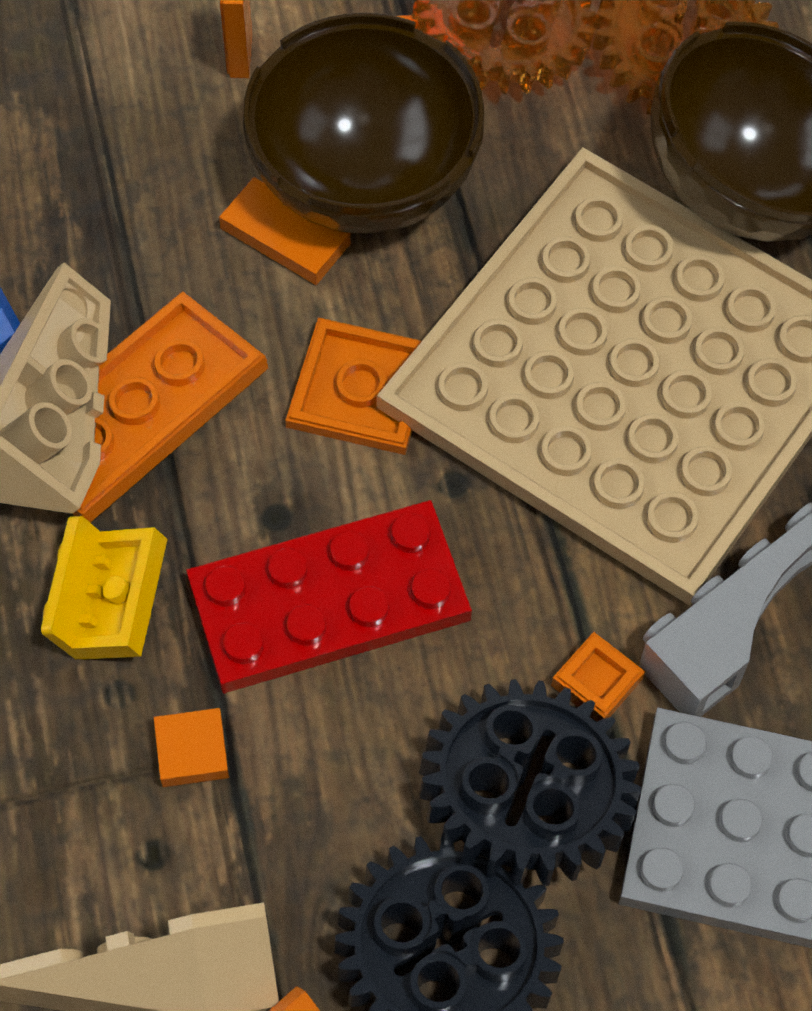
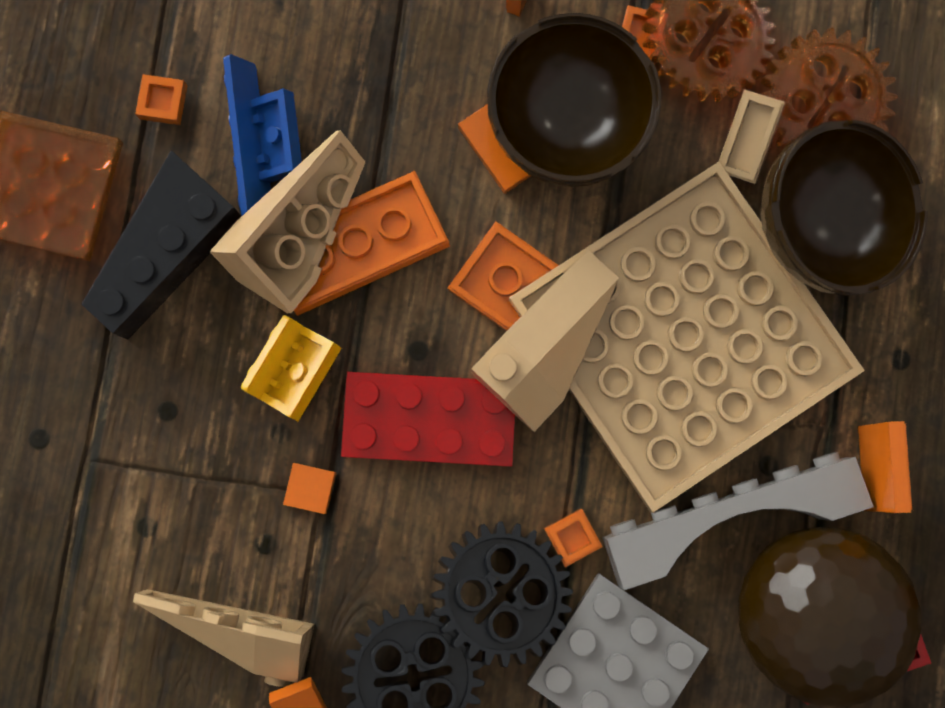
camera: 20 degrees right, 20 degrees up
(449, 434) = (545, 346): none -> tan wedge
(610, 104) = (751, 135): none -> tan tile

